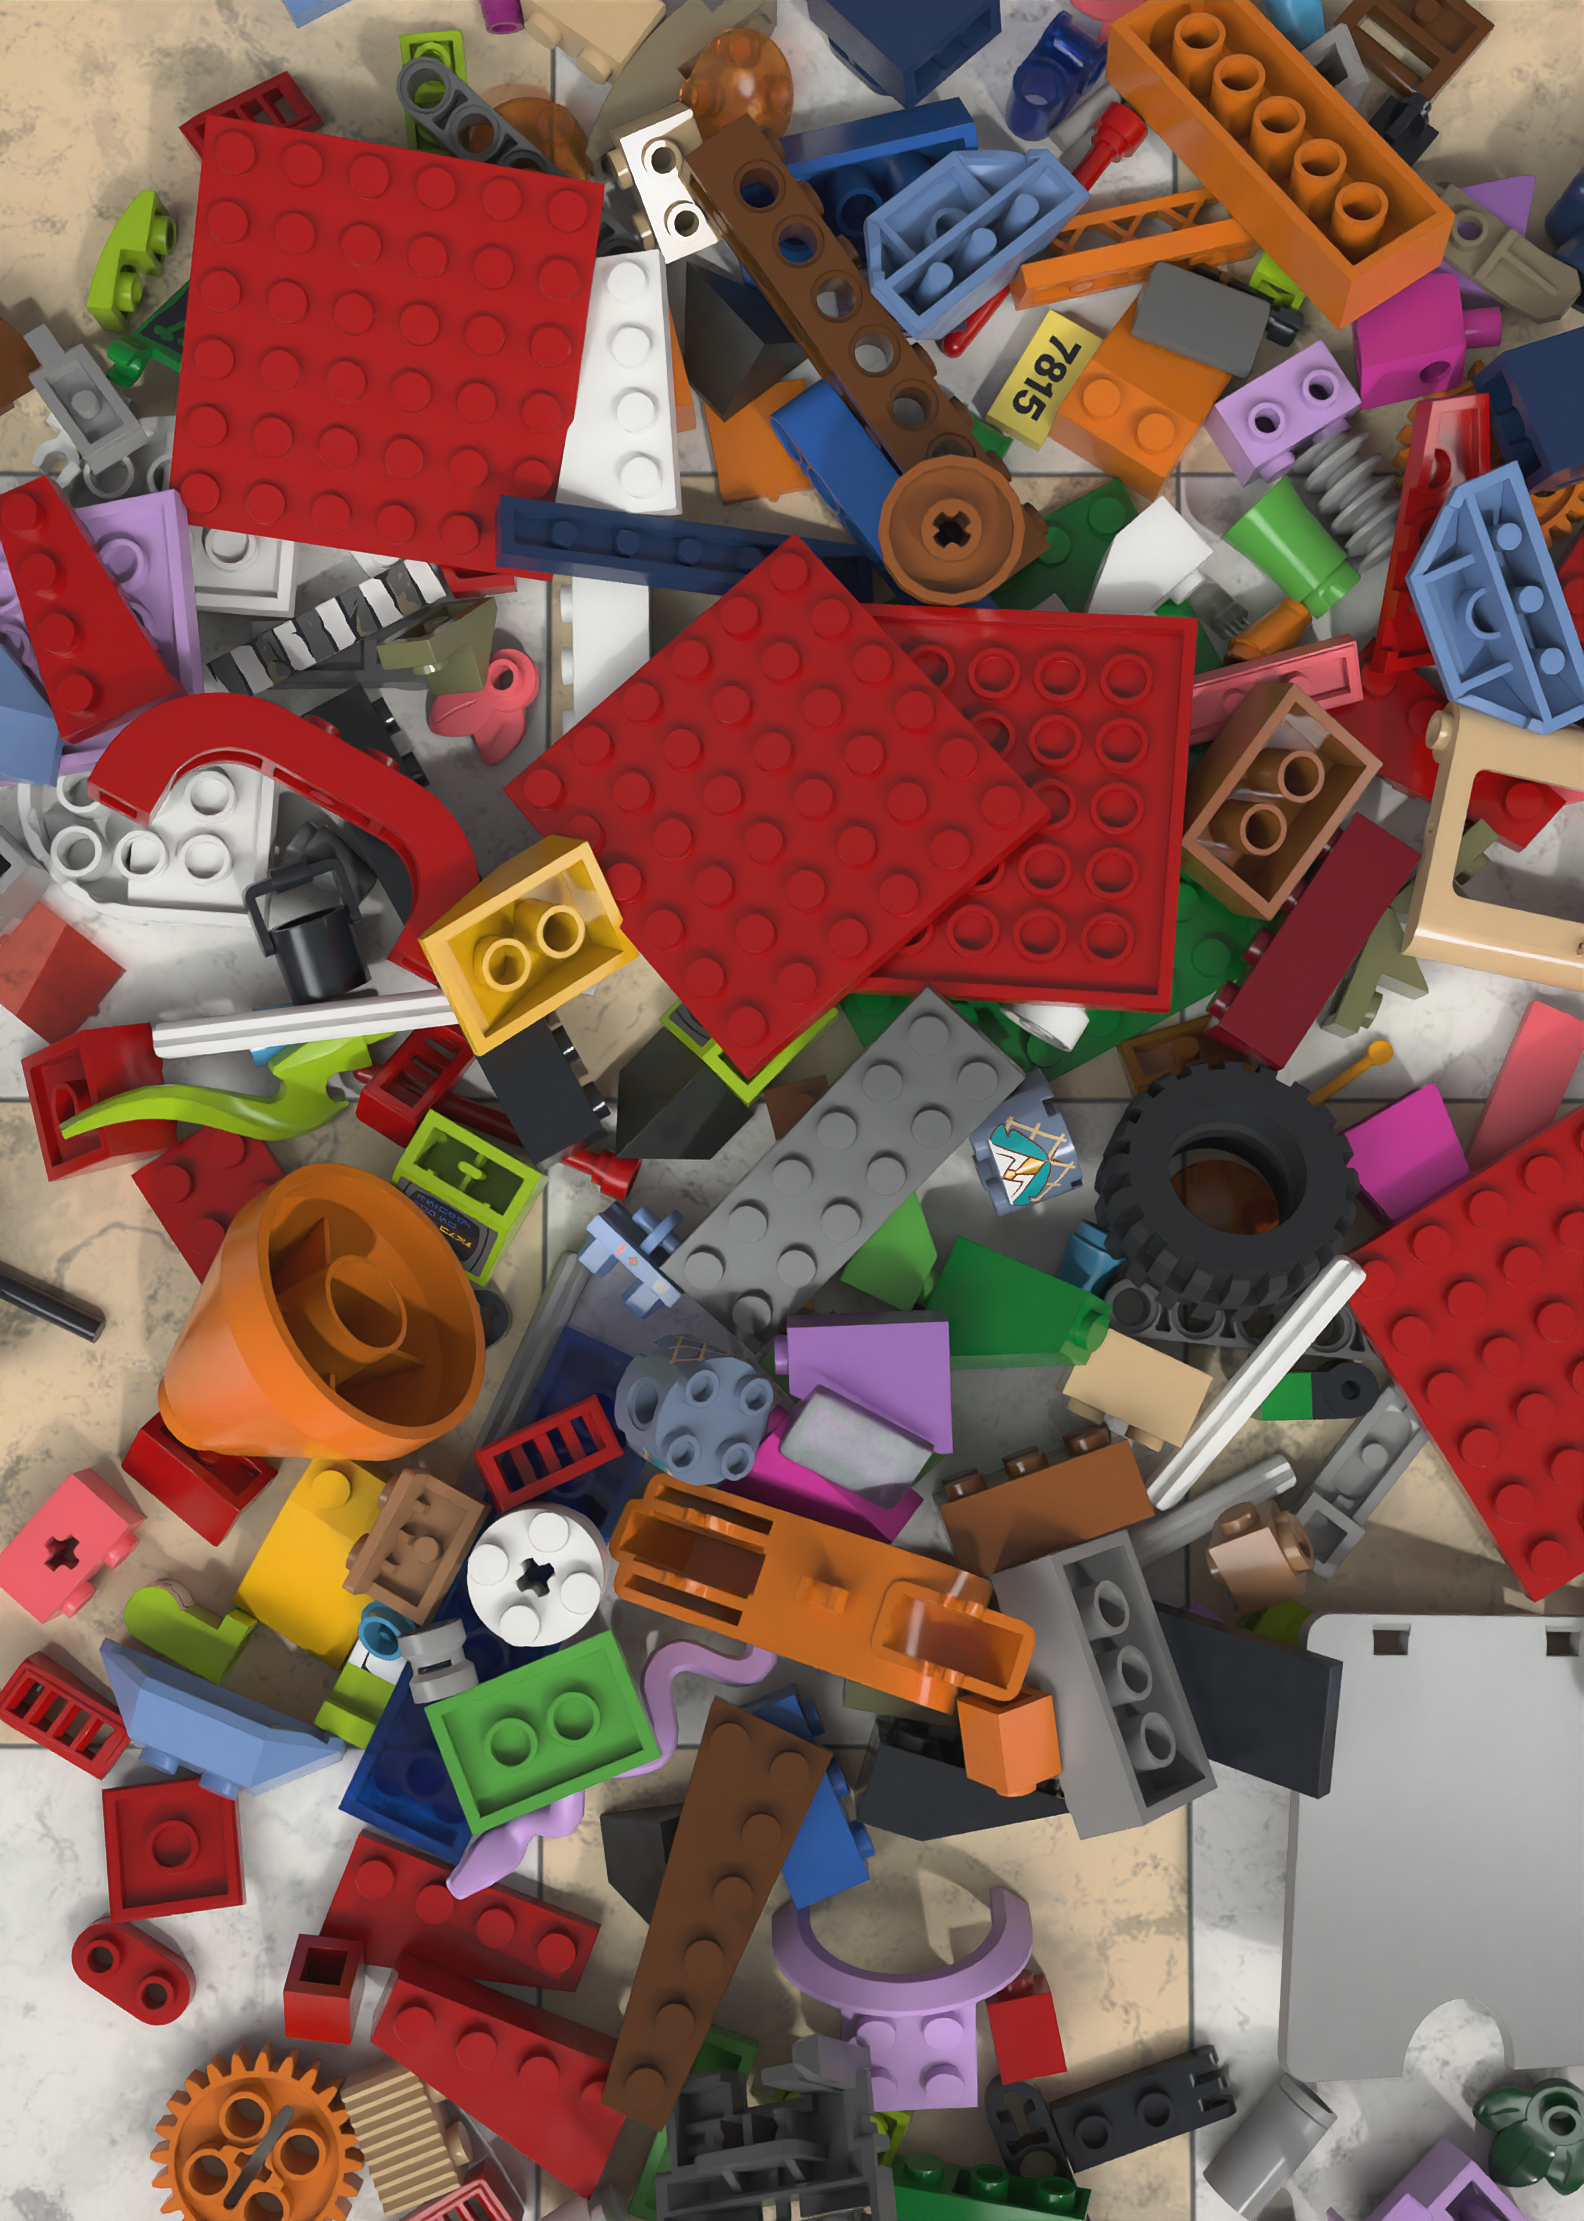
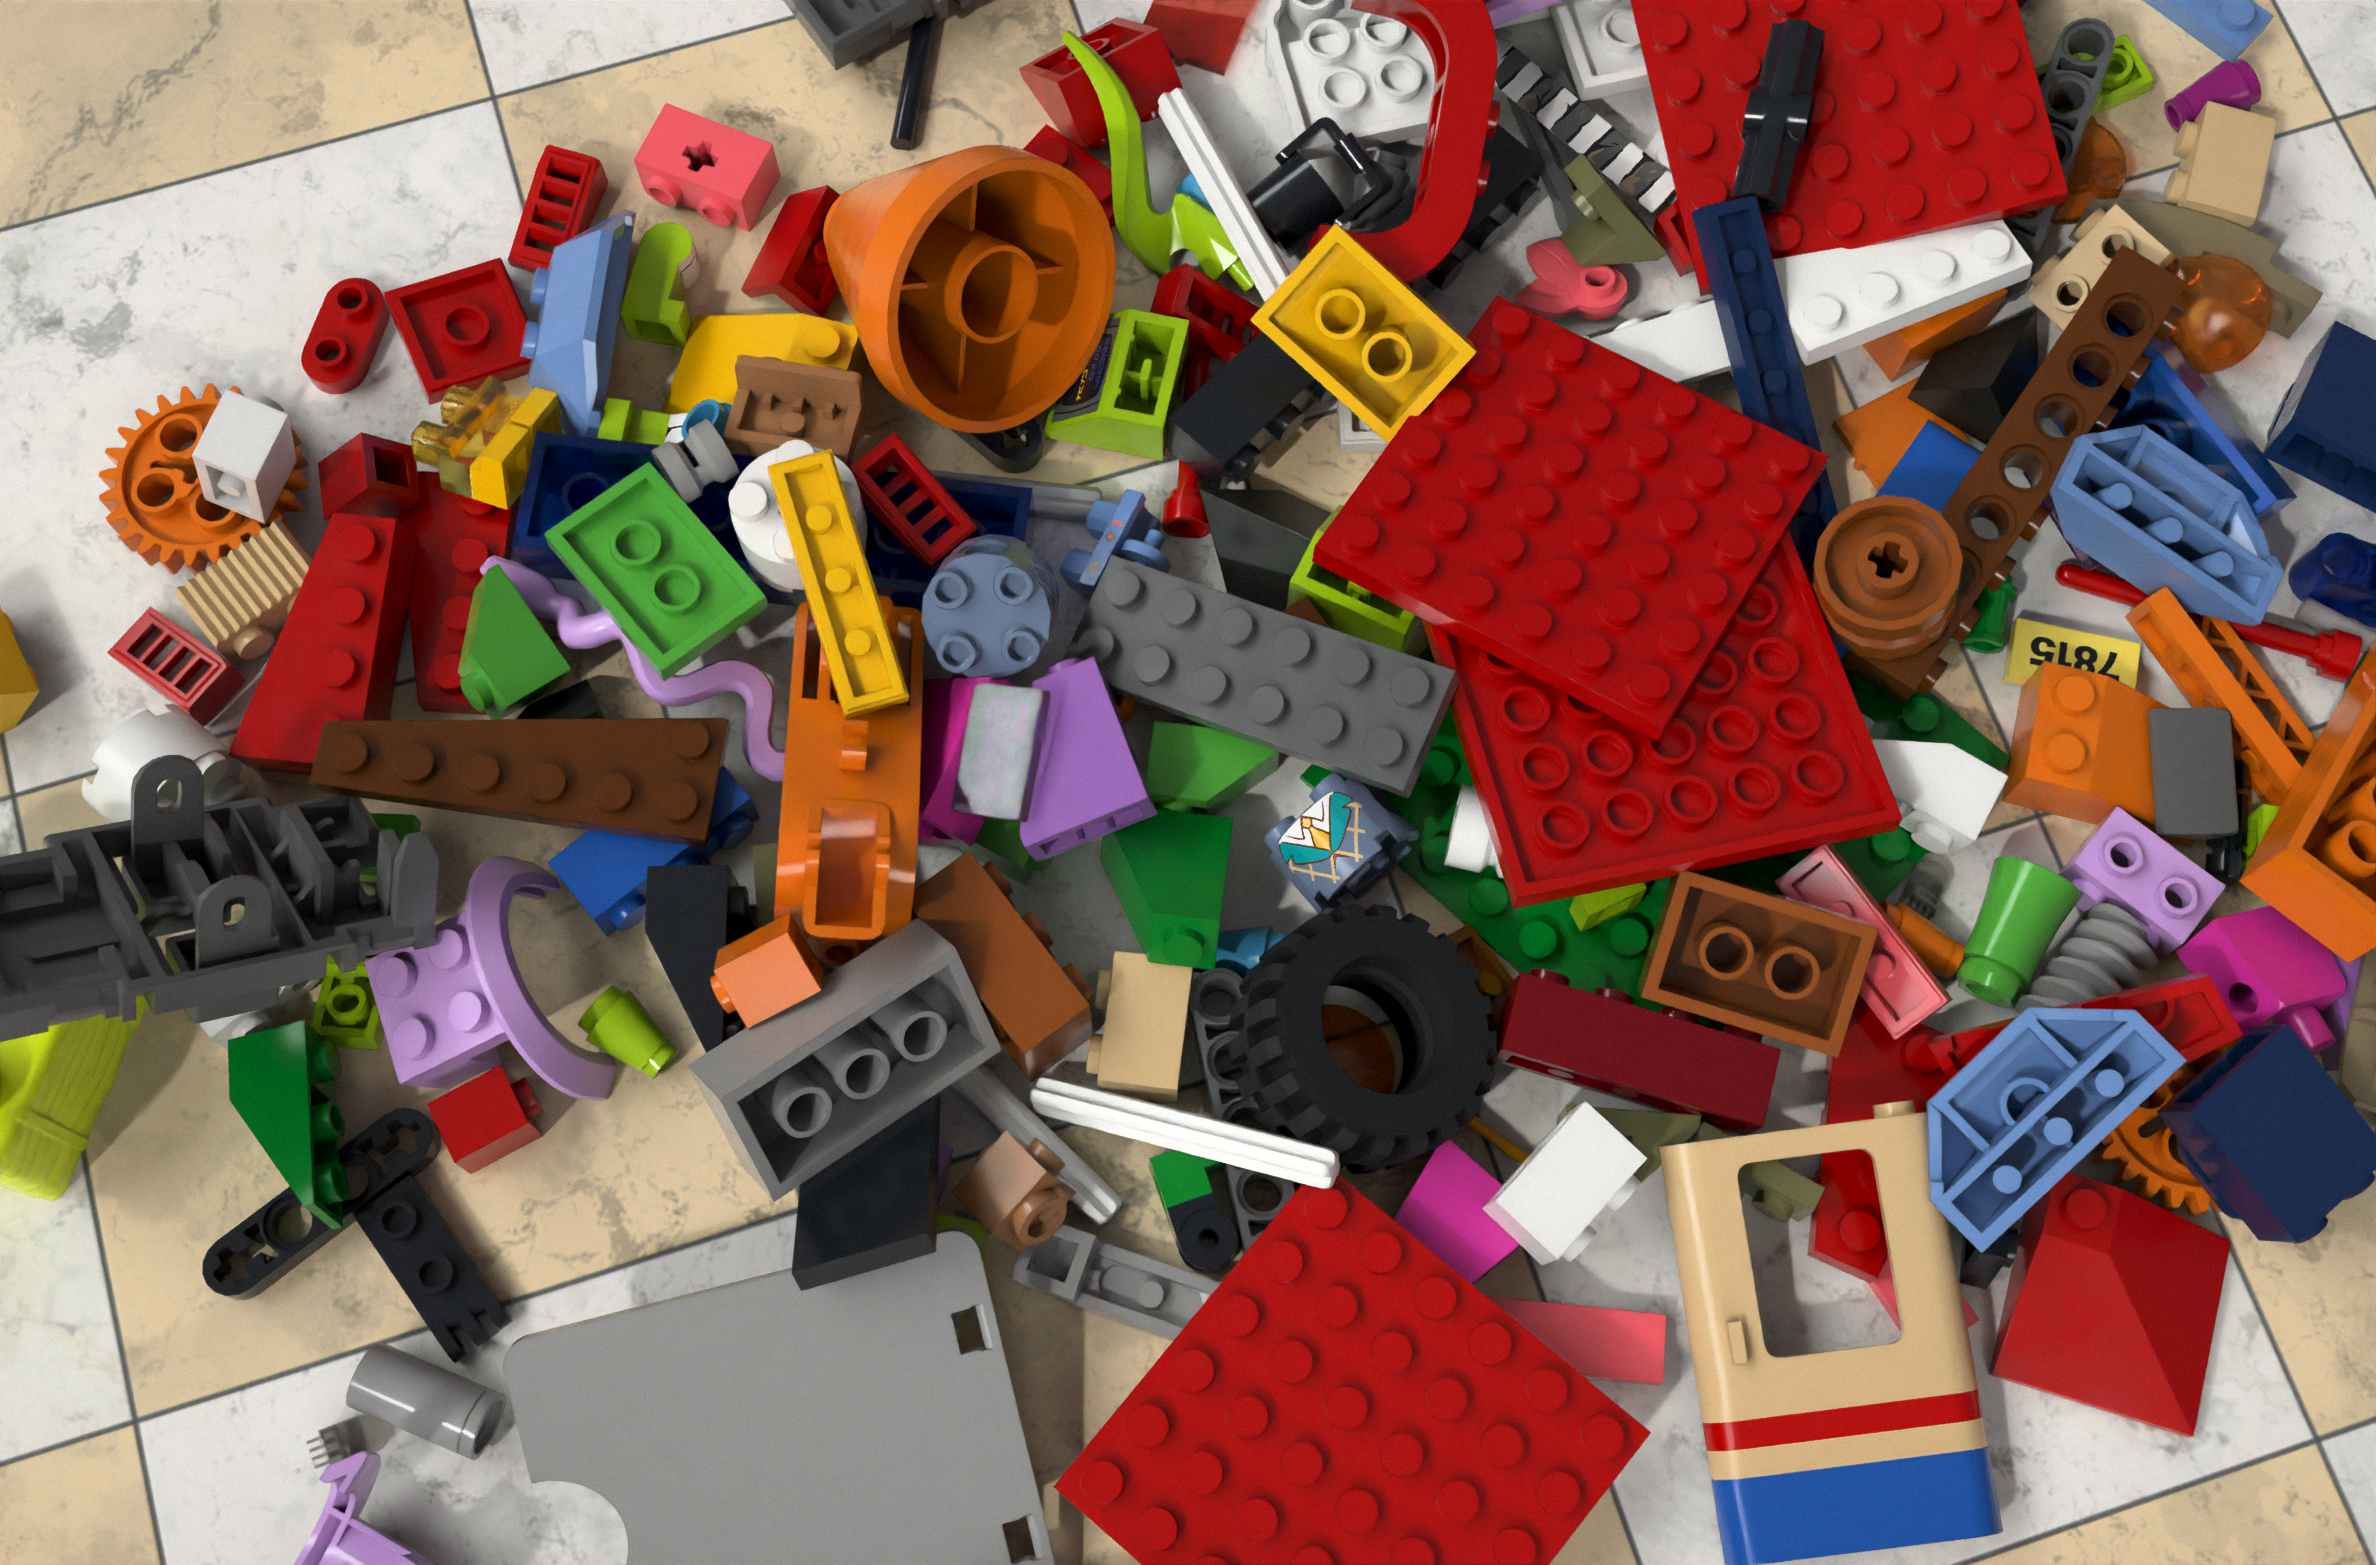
camera: 70 degrees right, 15 degrees down
(277, 2118) = (245, 454): none -> white brick
(320, 1853) = (486, 440): none -> hips
(417, 435) = (1779, 114): none -> black piece
(559, 1896) = (505, 650): none -> bright green slope
(640, 1561) = (838, 583): none -> yellow tile
(979, 1870) = (628, 1032): none -> lime cone
(1420, 1055) = (1566, 1186): none -> white brick

